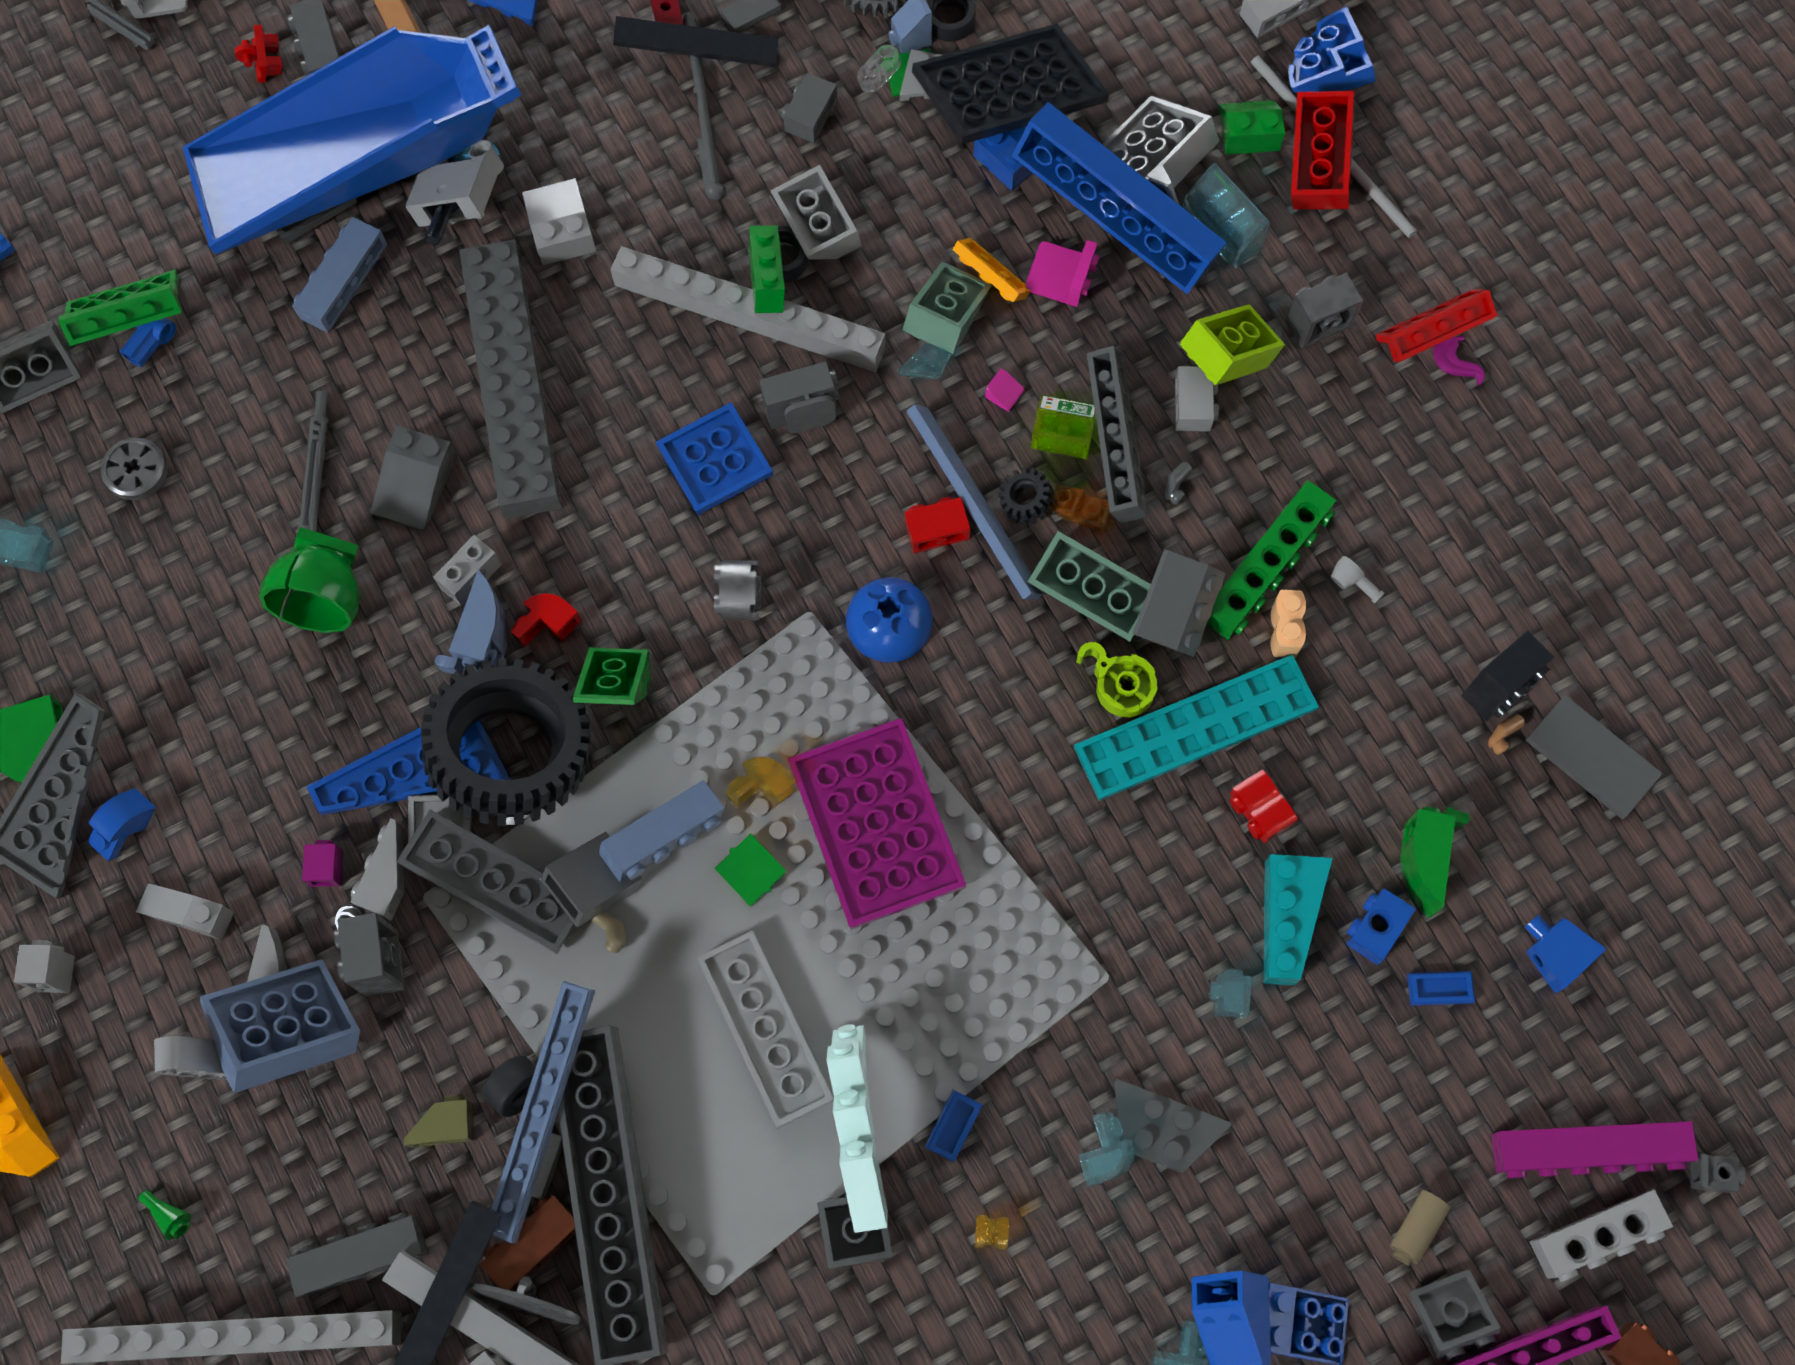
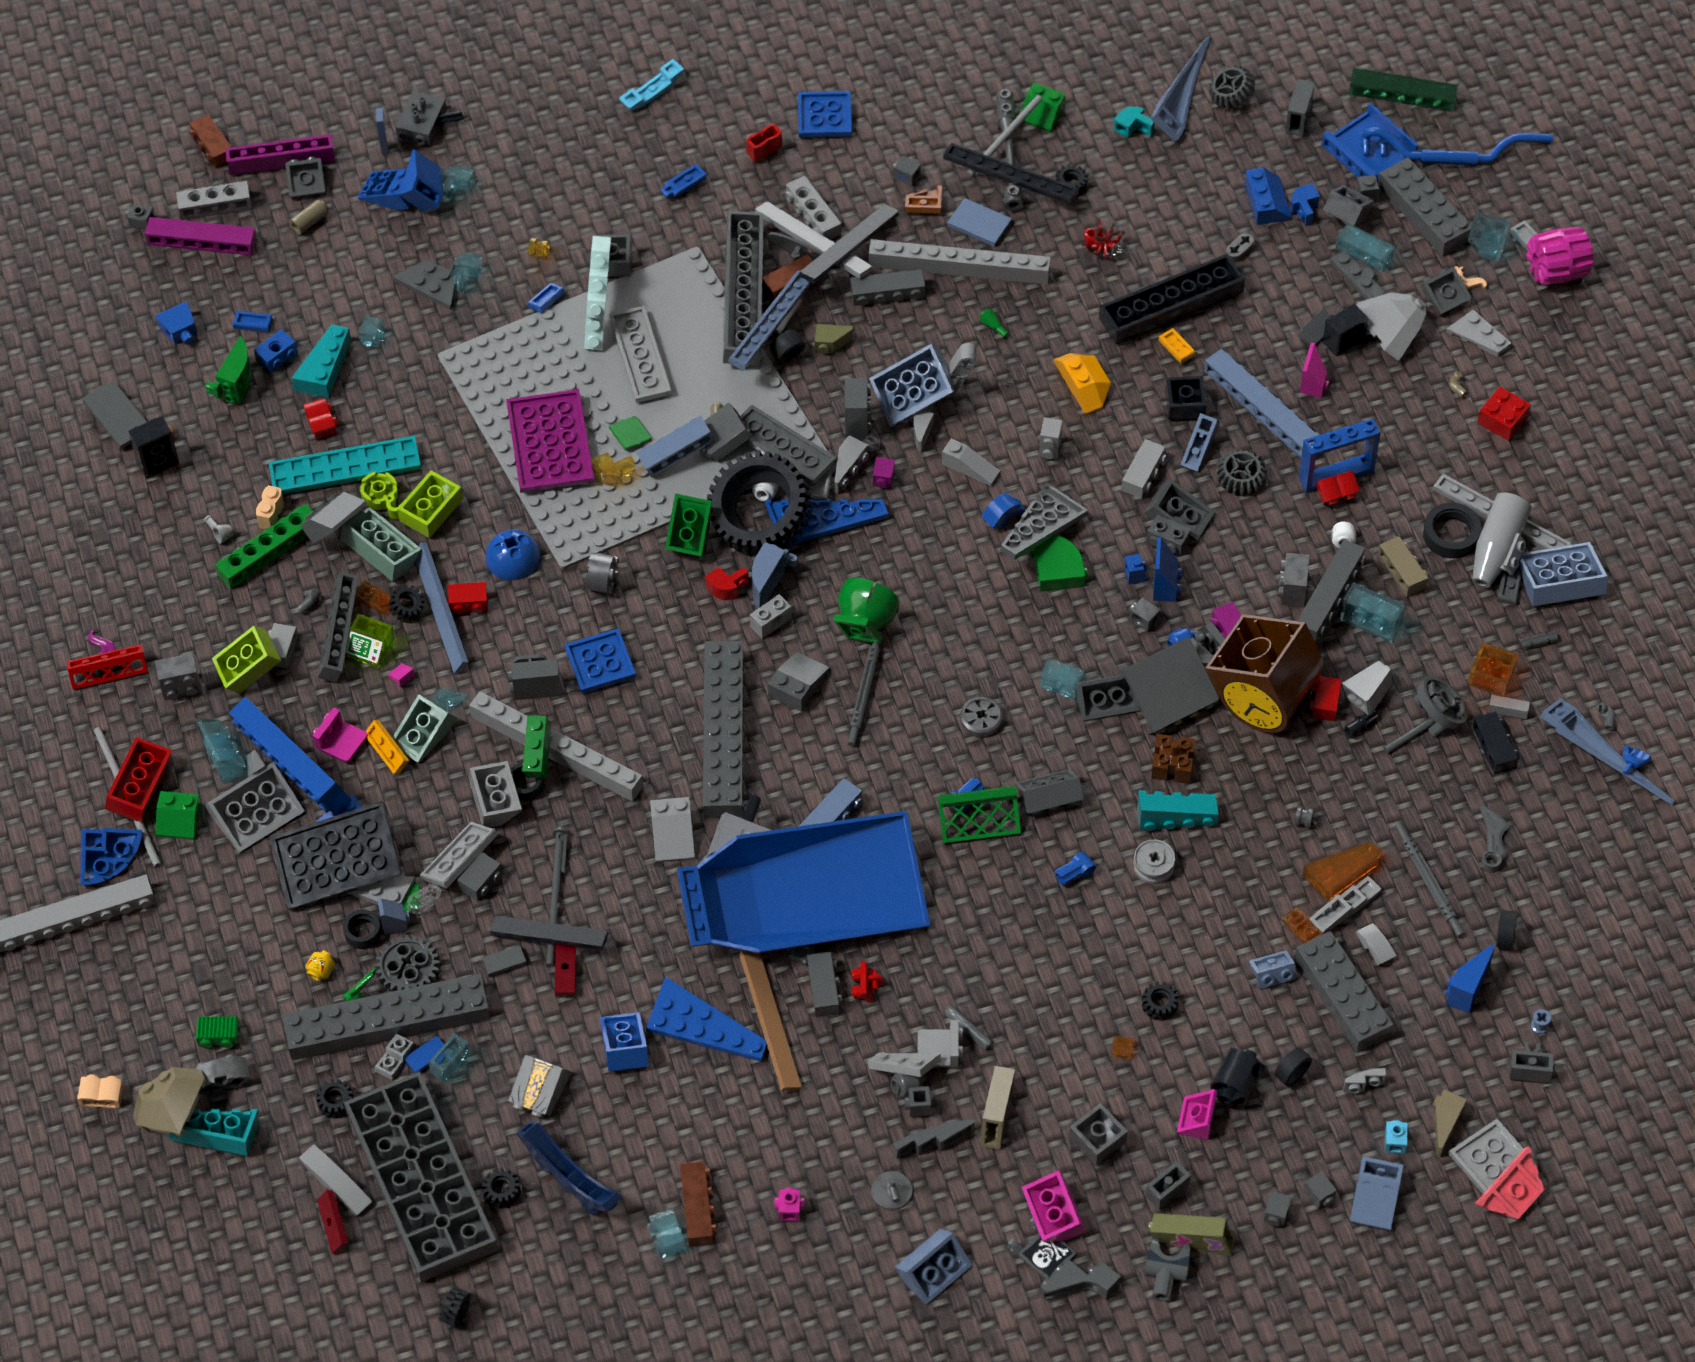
camera: 170 degrees left, 15 degrees down
(845, 128) = (458, 854): none -> light grey tile
(1037, 669) = (430, 504): none -> lime brick

